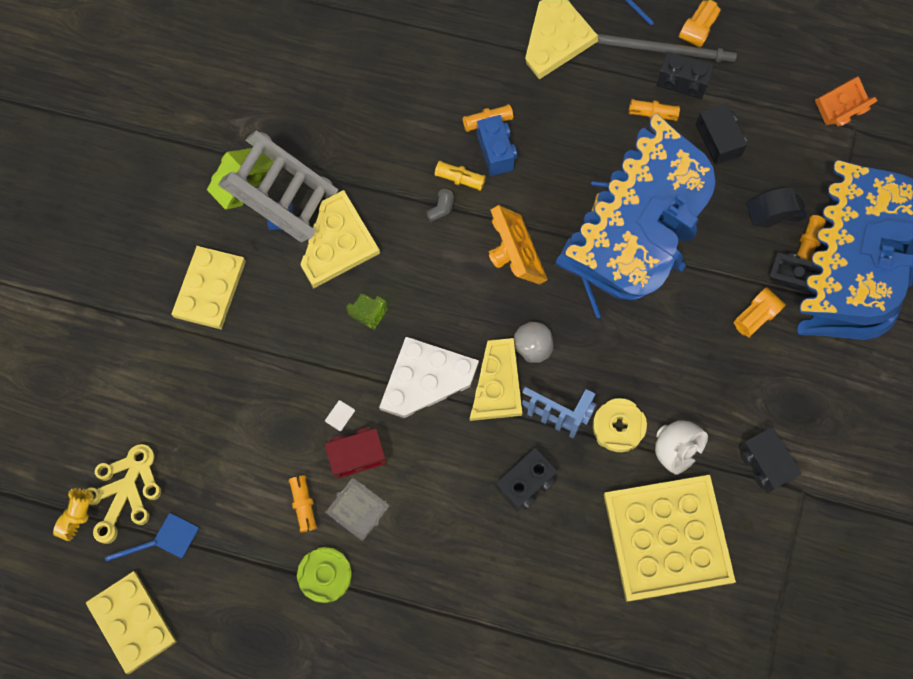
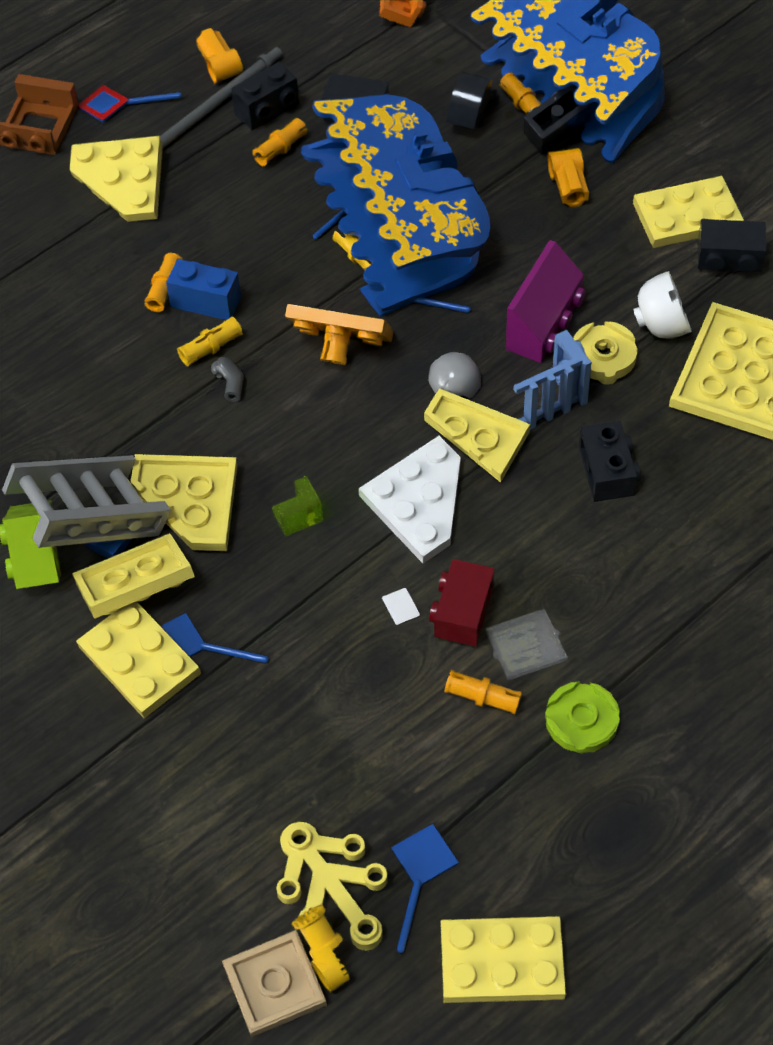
camera: 55 degrees left, 15 degrees down
(43, 499) = (274, 983): none -> tan tile
(240, 304) = (189, 640): none -> blue piece
(255, 247) = (133, 575): none -> light yellow plate
(626, 364) = (544, 304): none -> magenta slope
(789, 410) = (676, 211): none -> light yellow plate

